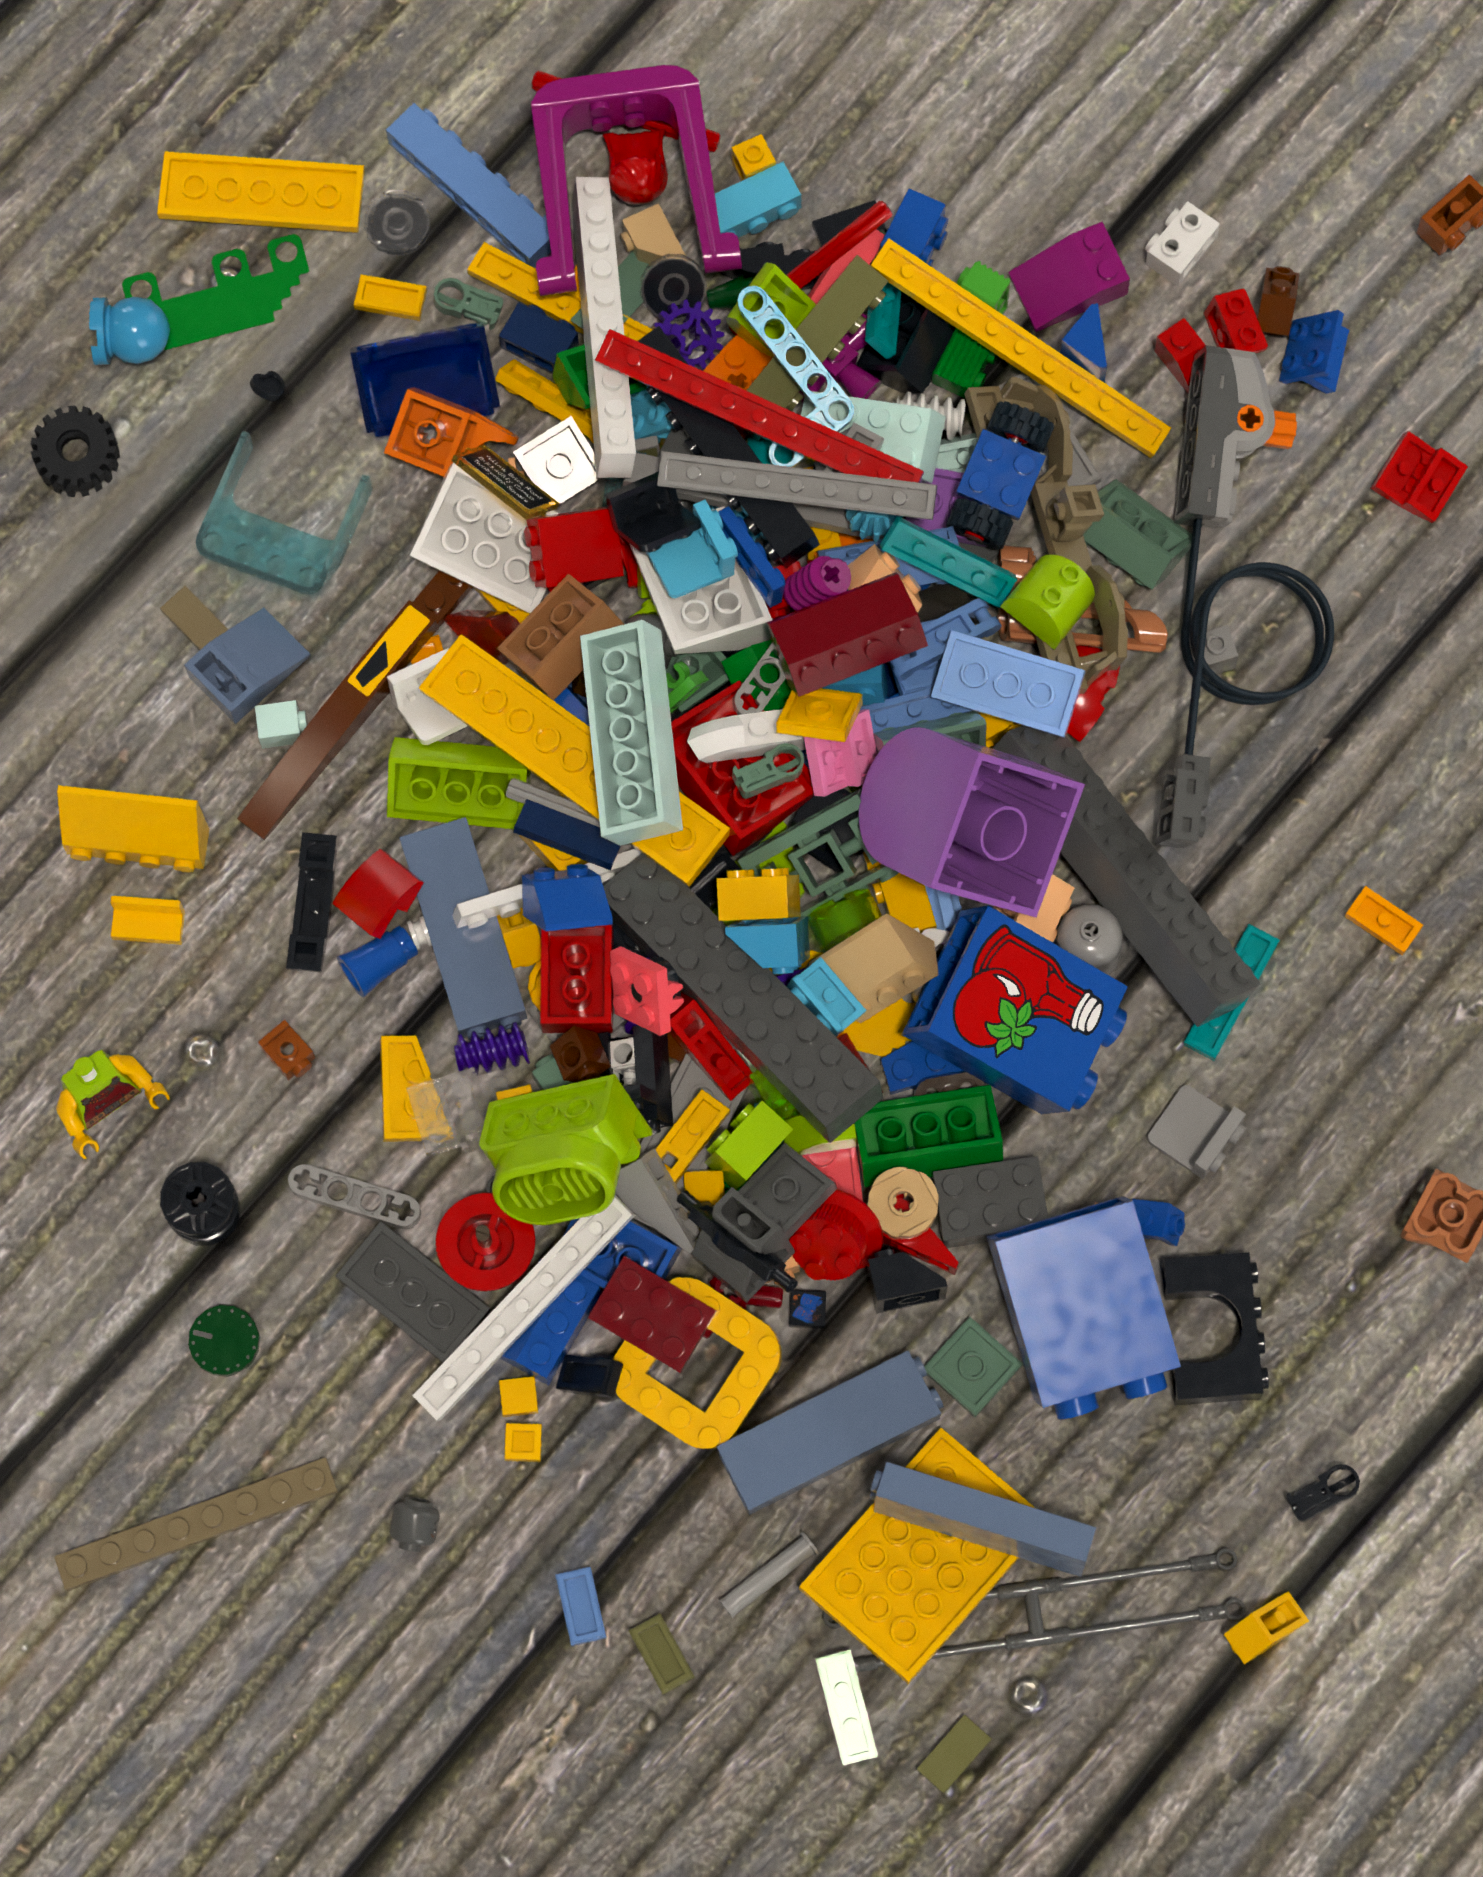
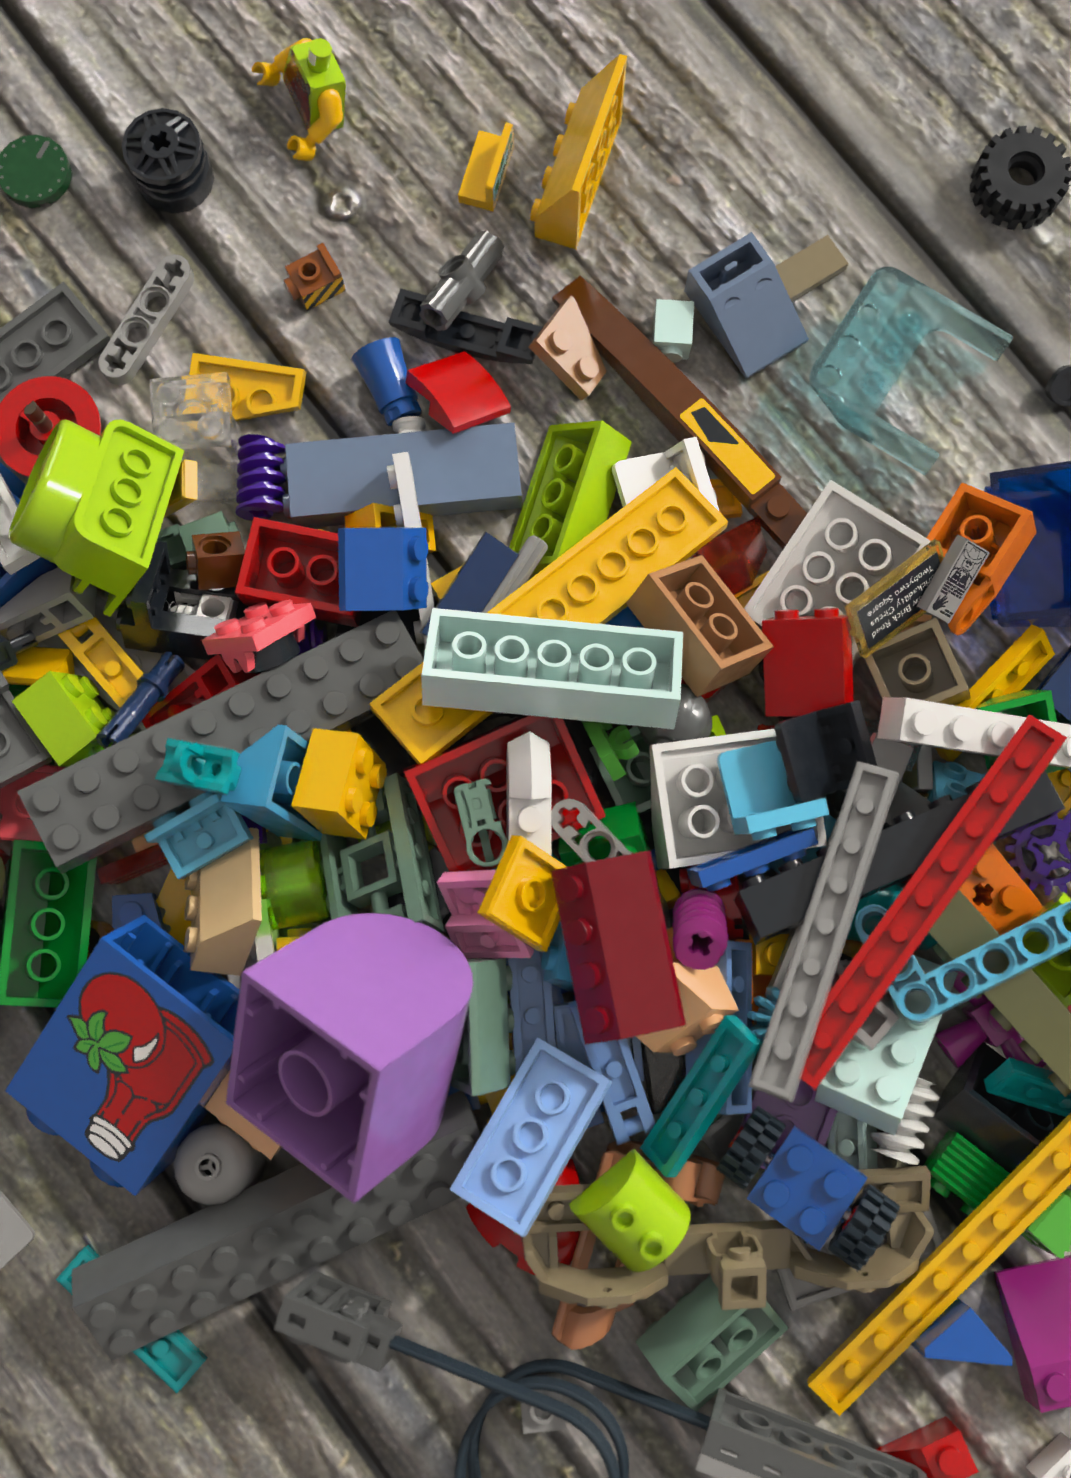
camera: 100 degrees right, 5 degrees up
(269, 913) = (461, 280): none -> dark grey piece
(316, 807) = (570, 350): none -> wing
(478, 443) = (953, 578): none -> light grey tile
(708, 1082) = (151, 688): none -> dark blue pin
(775, 996) = (186, 766): none -> teal hips

